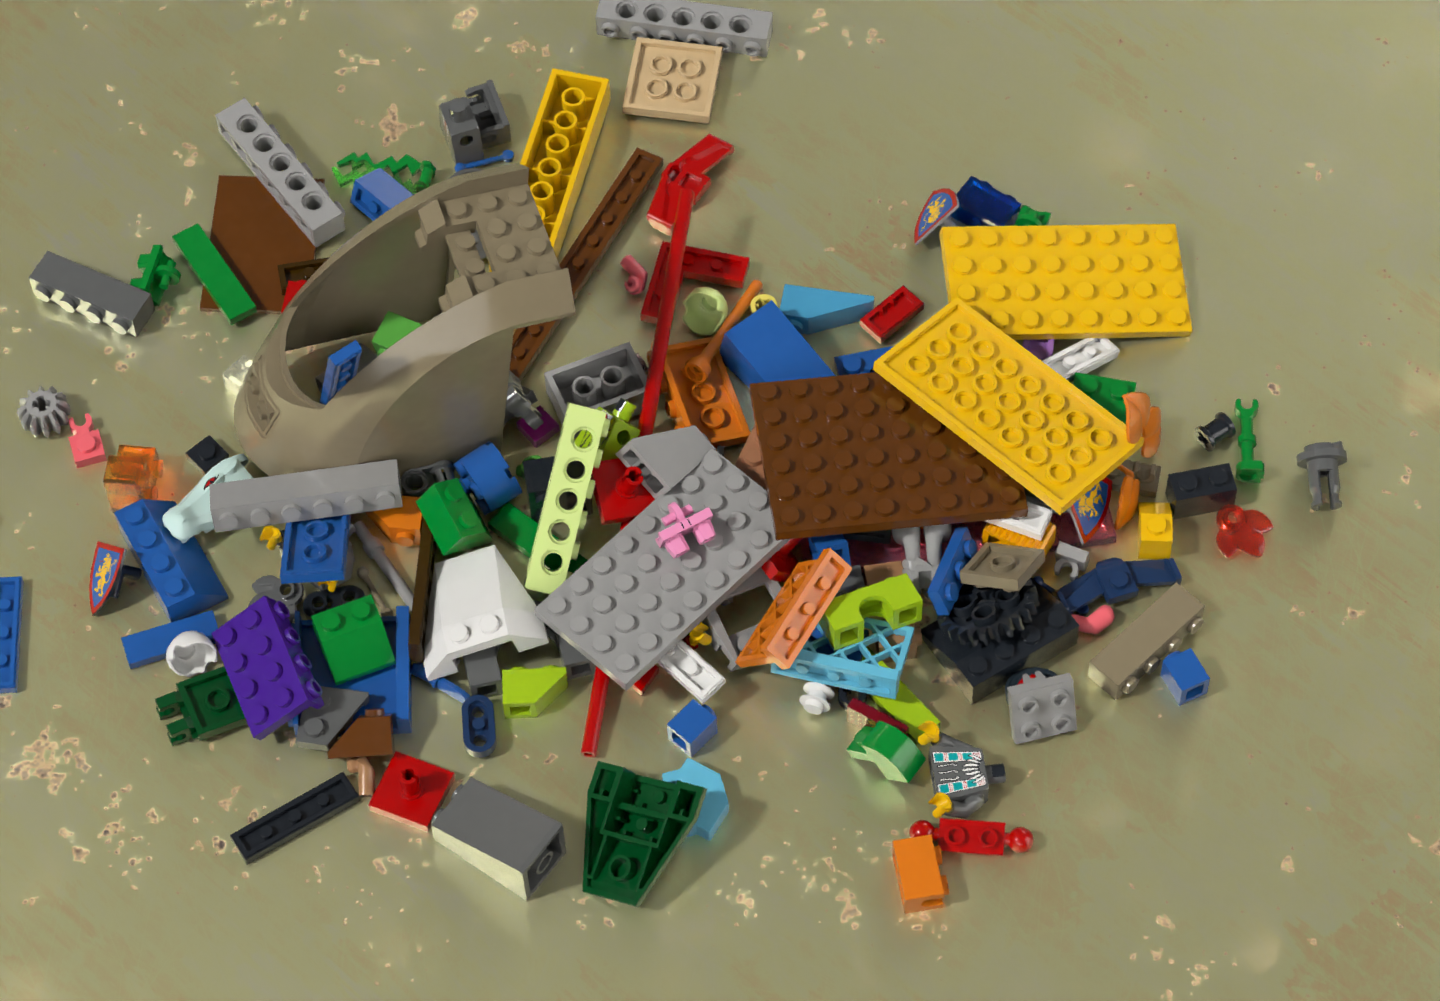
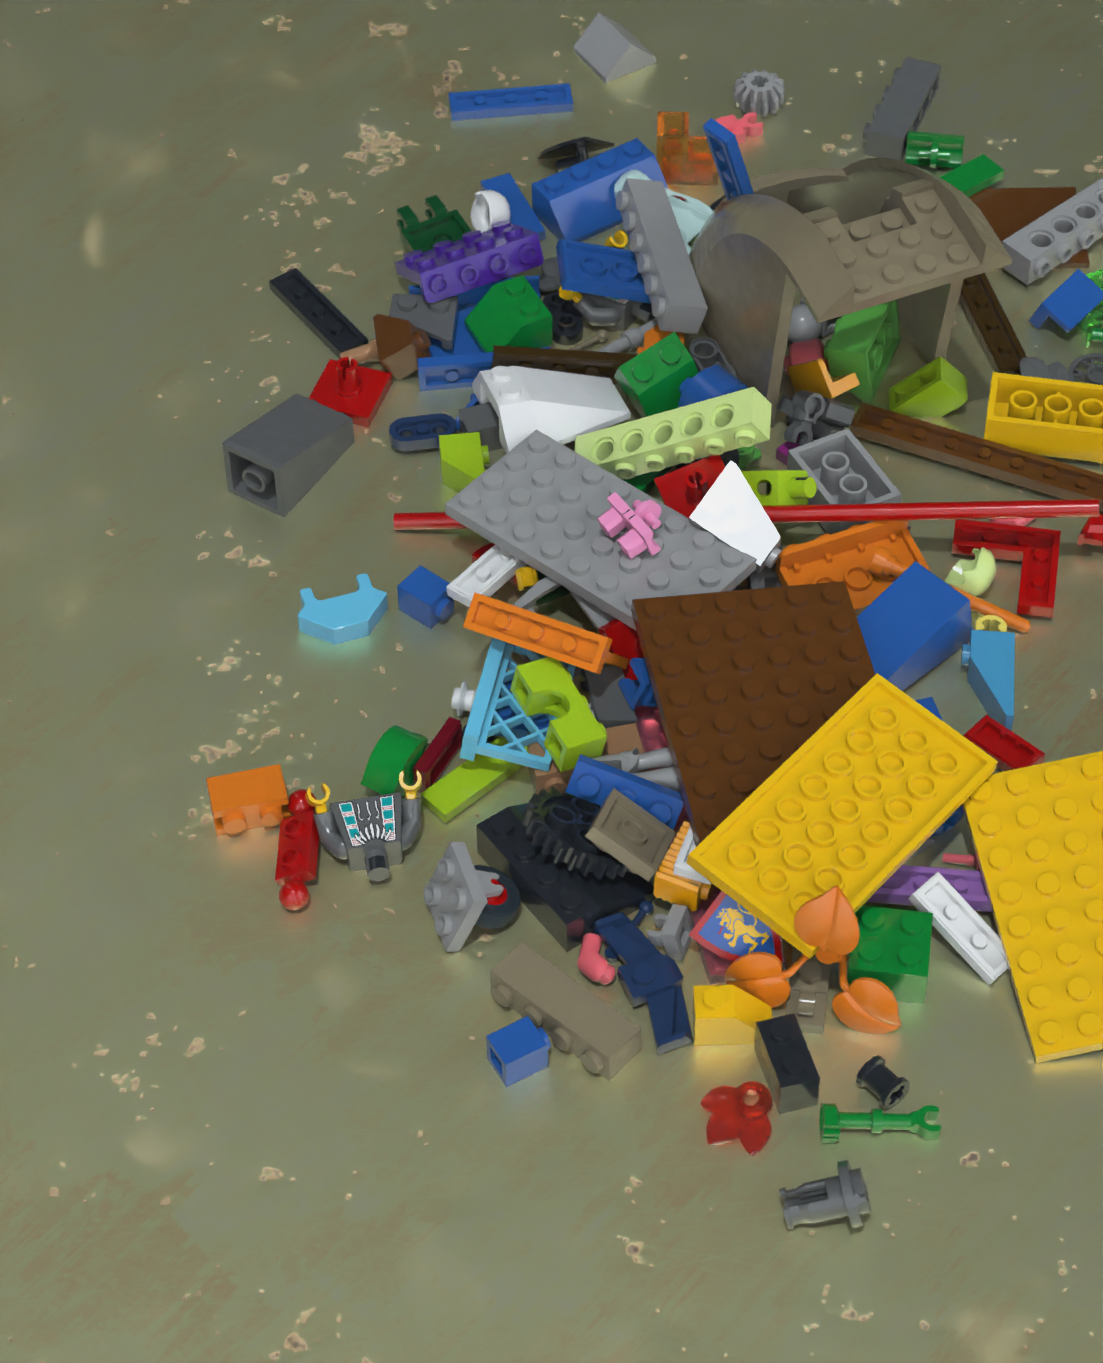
camera: 85 degrees right, 10 degrees down
(633, 831) = (301, 555): dark green wedge -> none

